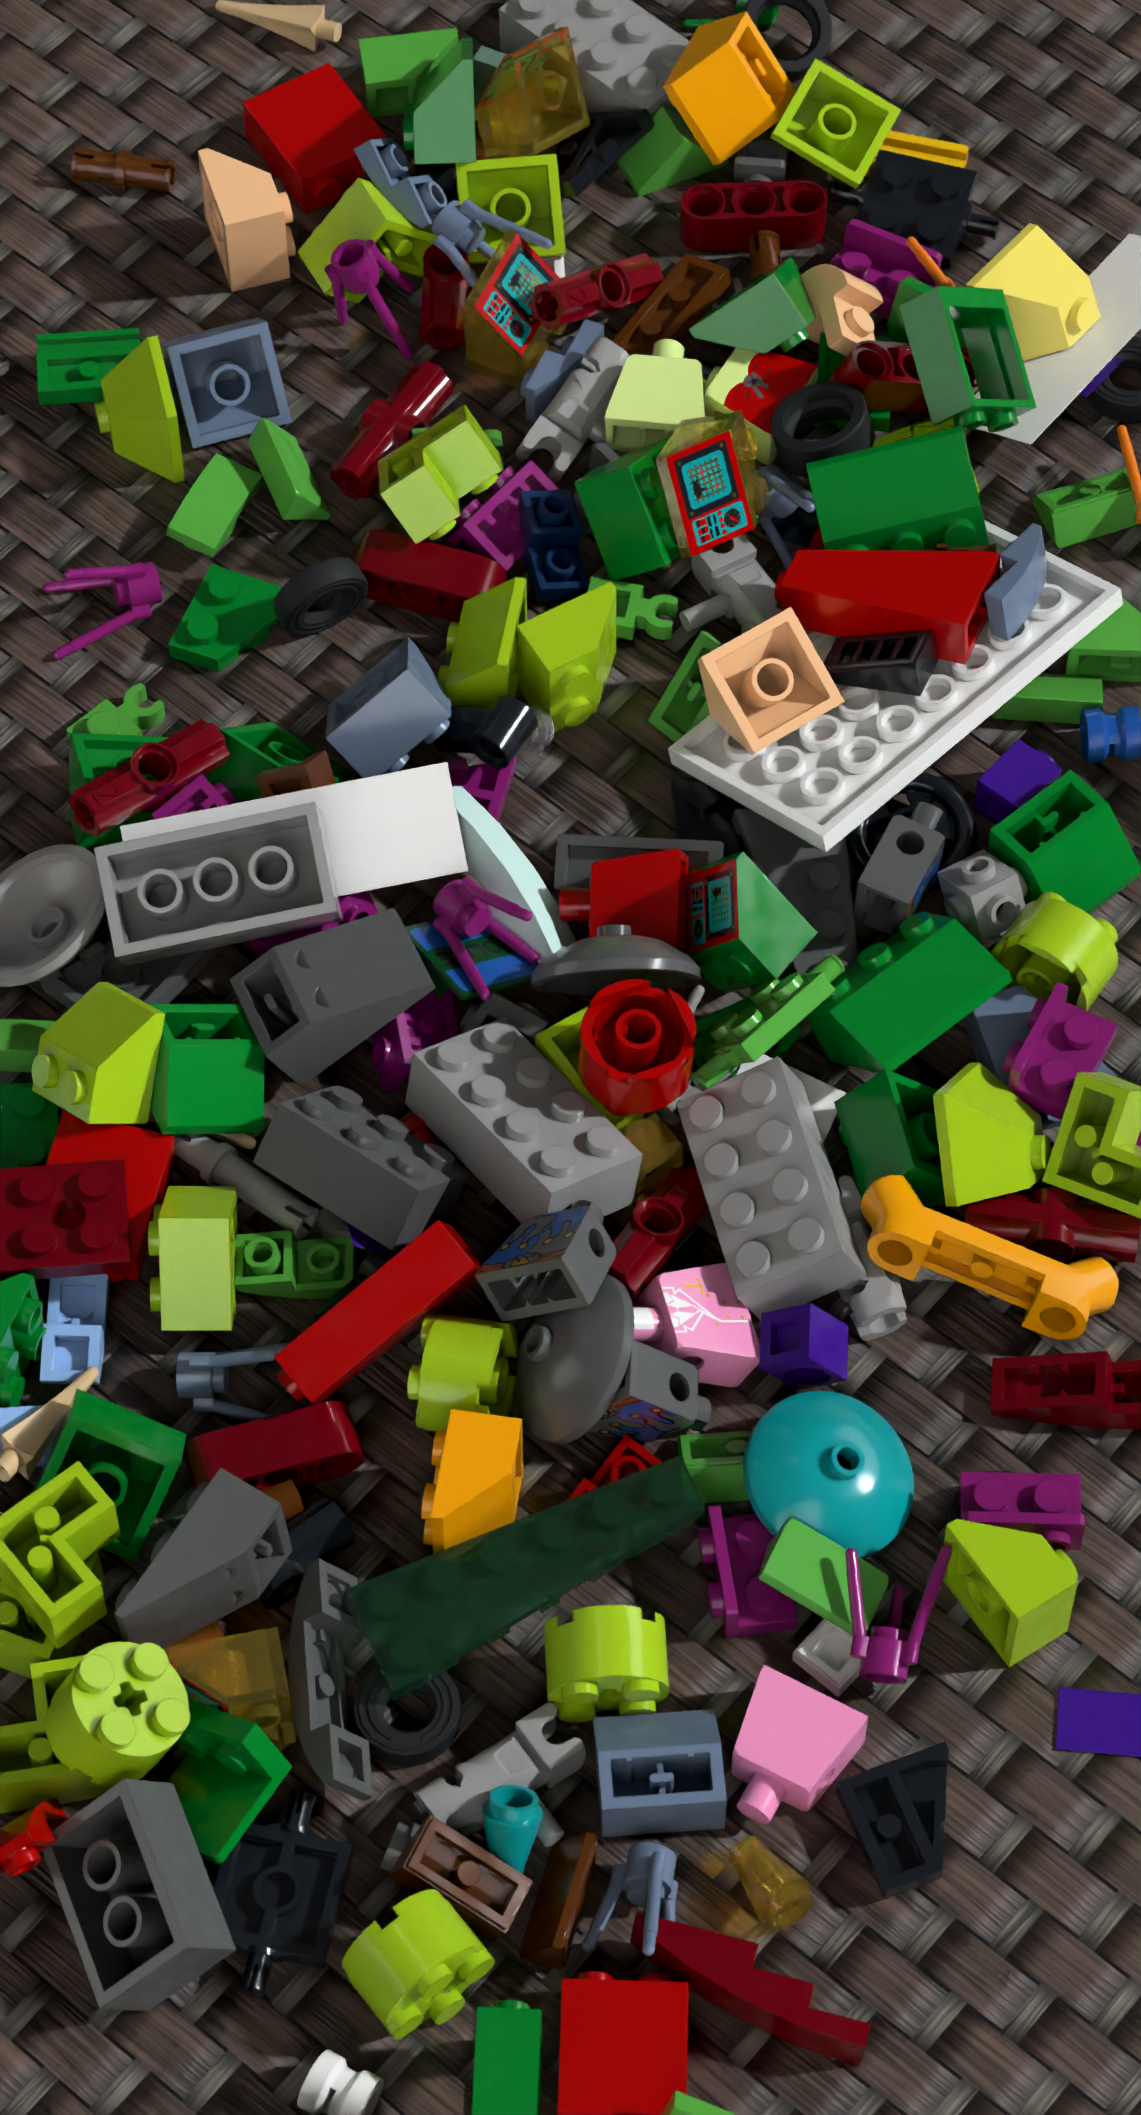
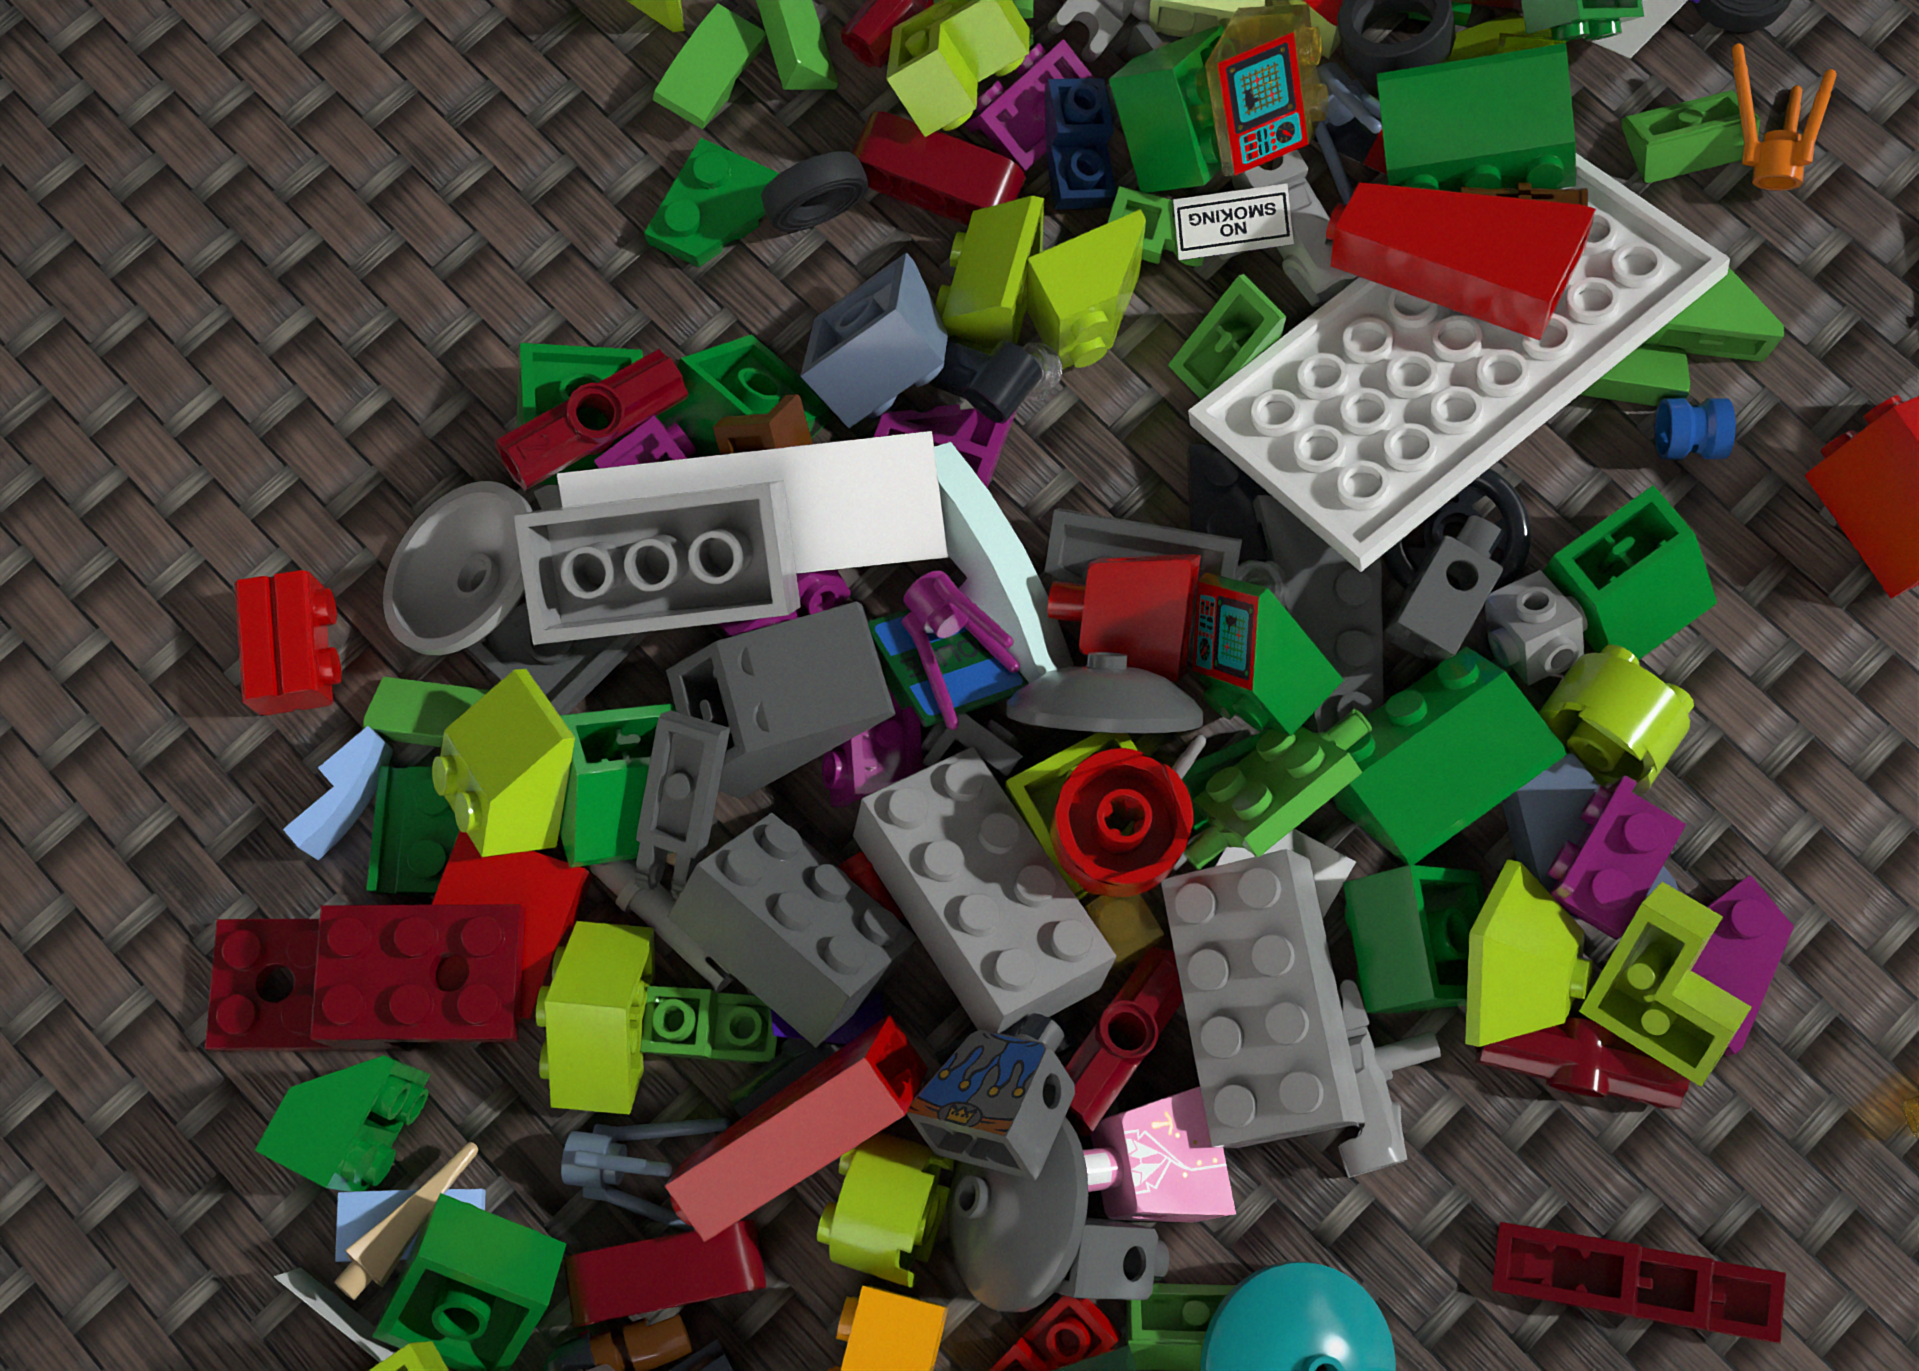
camera: 10 degrees right, 15 degrees up
(74, 1328) = (457, 1096): light blue slope -> none
(123, 720) = (582, 325): bright green plate -> none
(132, 586) = (612, 159): magenta plant -> none
(254, 1065) = (679, 797): none -> dark grey hinge
(694, 596) = (1233, 222): none -> white sticker
(767, 682) = (1311, 349): light nougat slope -> none
(803, 1346) = (1283, 1202): dark purple brick -> none
(895, 661) = (1462, 352): black slope -> none
(1014, 781) = (1583, 488): dark purple brick -> none
(1019, 589) = (1616, 236): sand blue slope -> none
(1053, 1293) = (1421, 1083): light orange plate -> none

